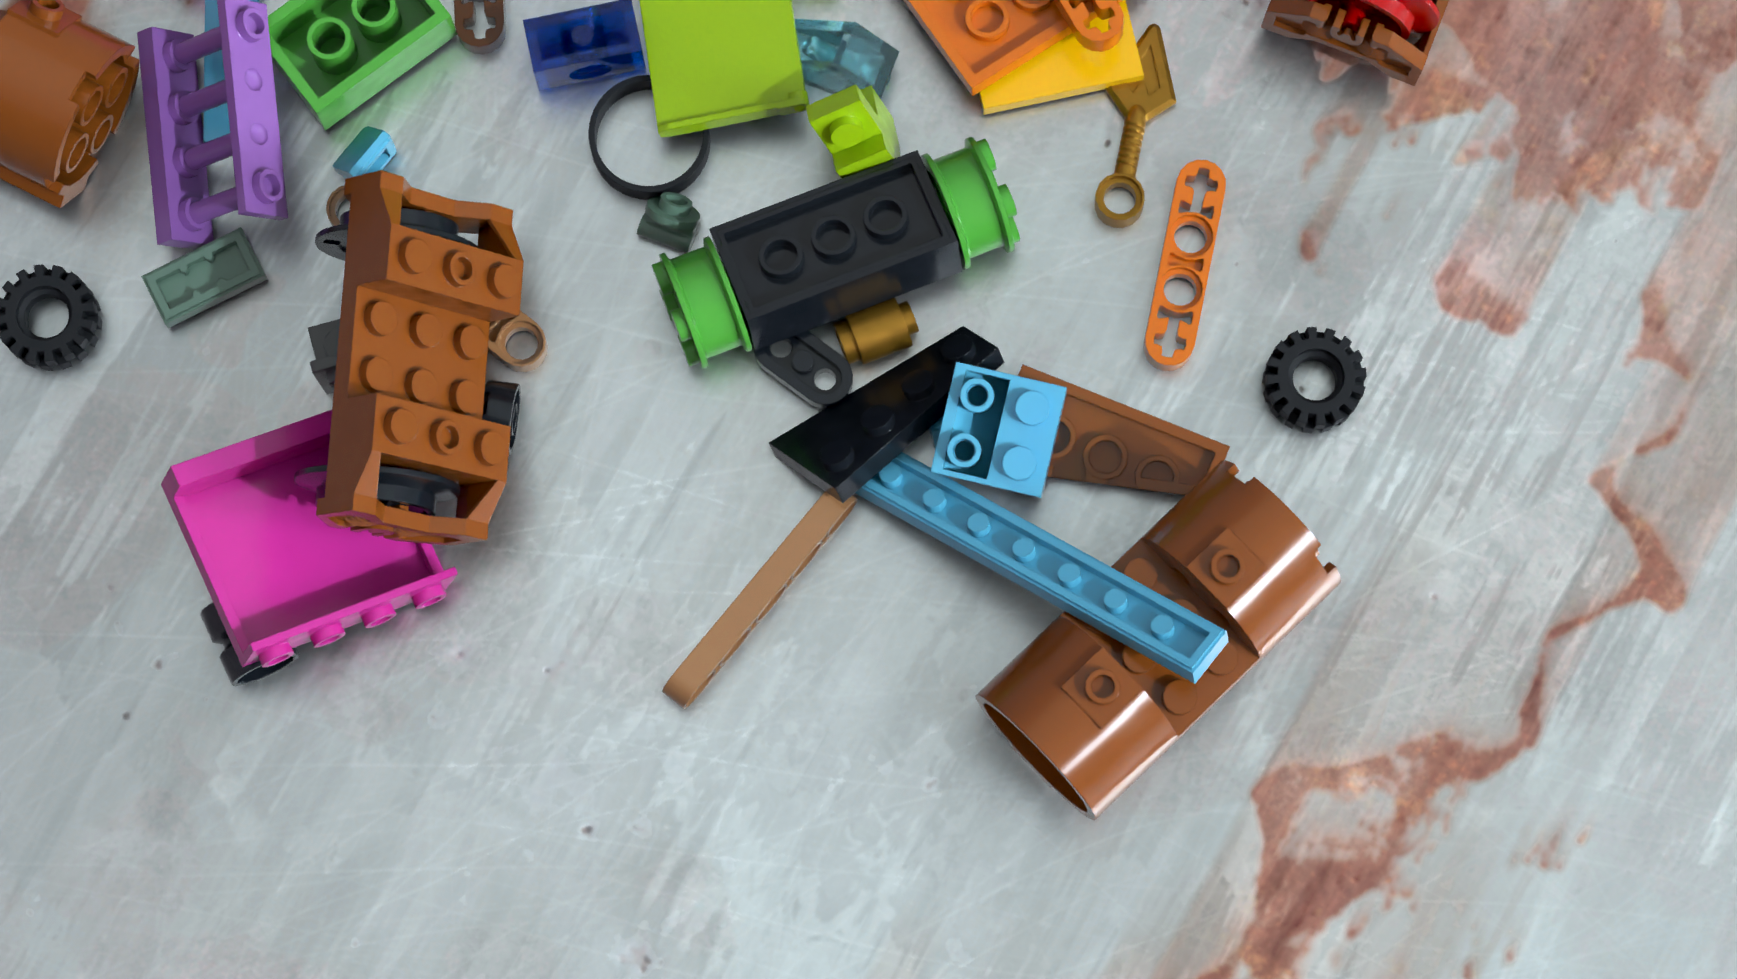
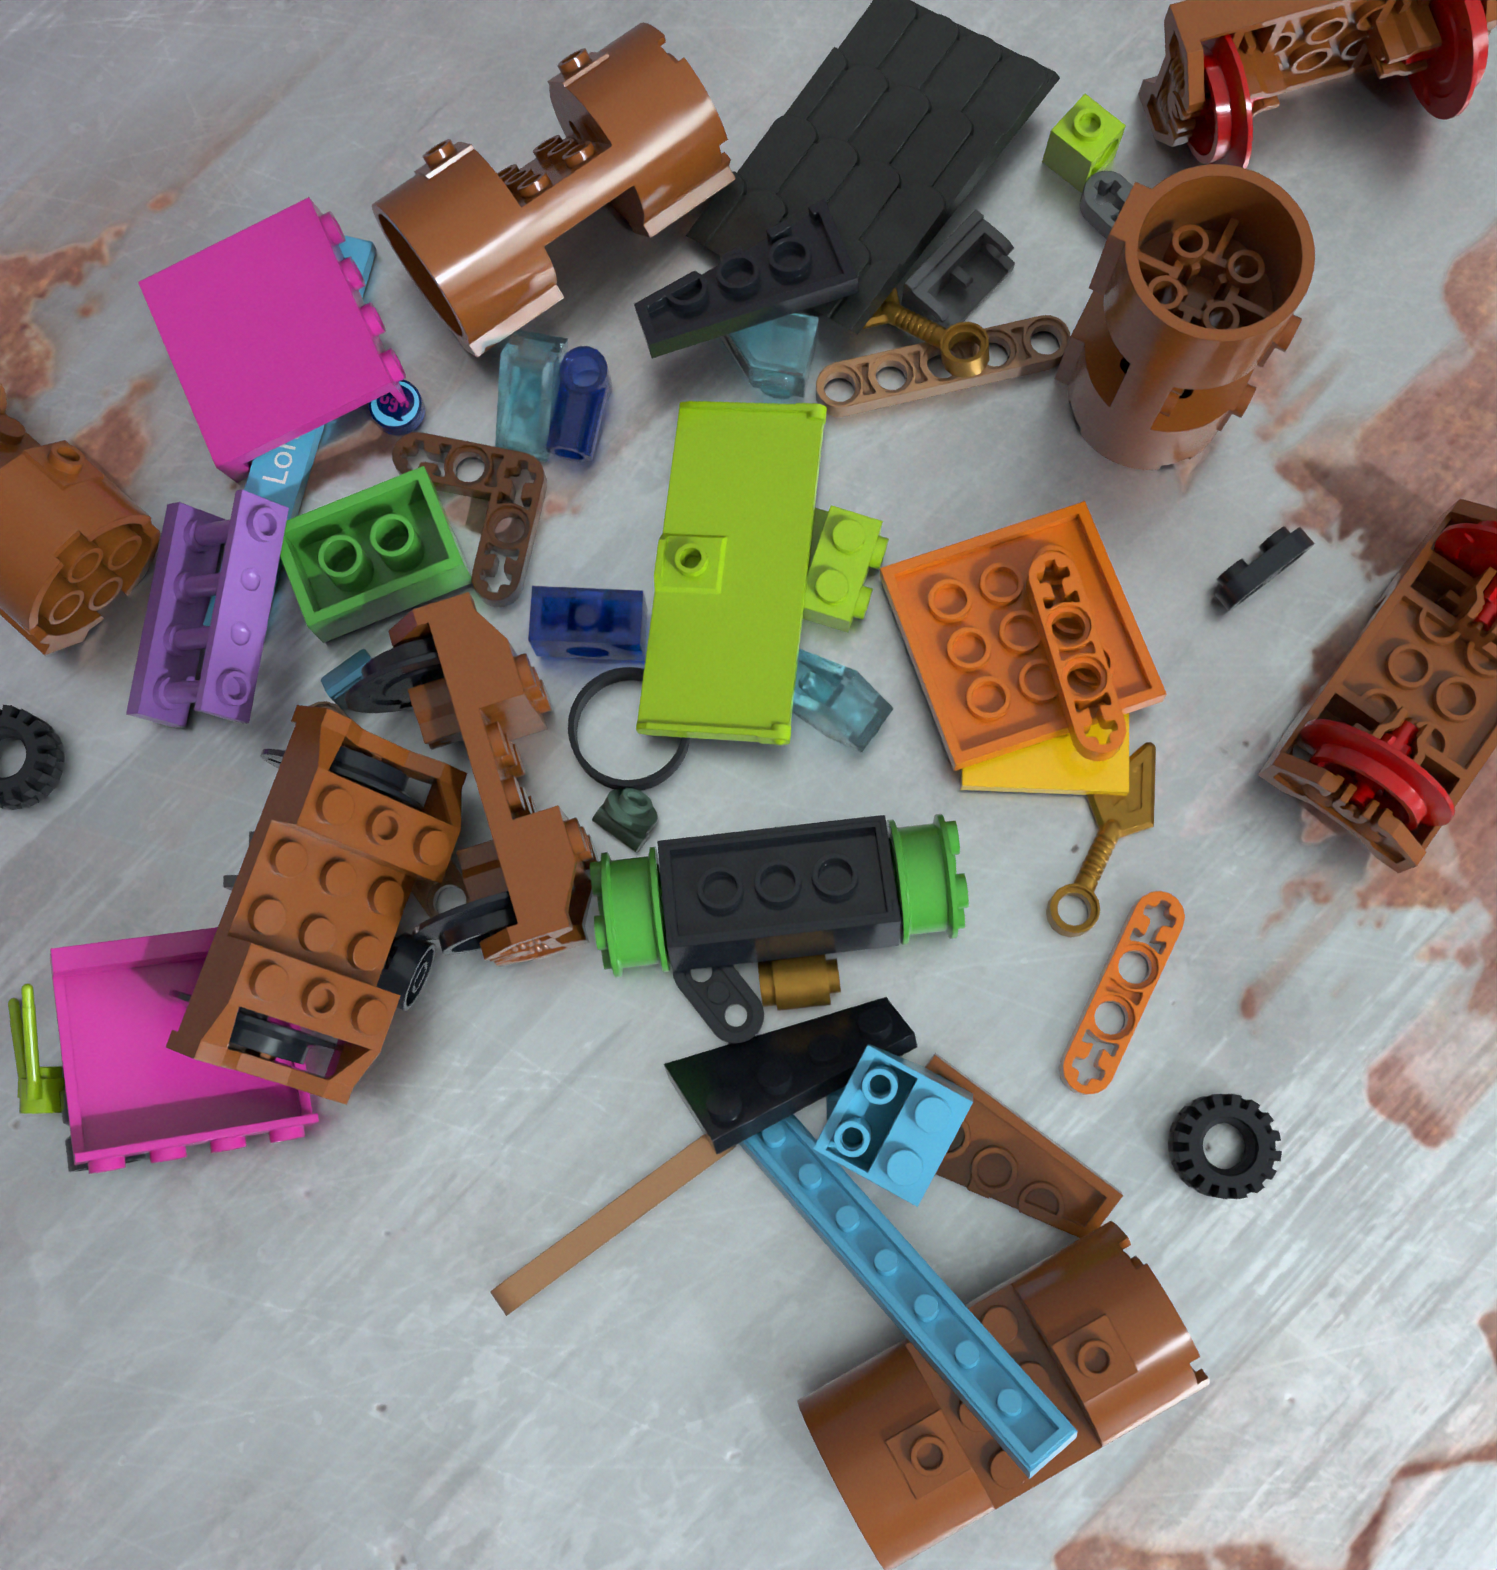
camera: 20 degrees right, 0 degrees up
(179, 616) = (36, 1084): none -> lime plant
(204, 277) = (165, 756): sand green plate -> none
(495, 126) = (470, 685): none -> dark orange piece
(855, 129) = (829, 778): lime brick -> none

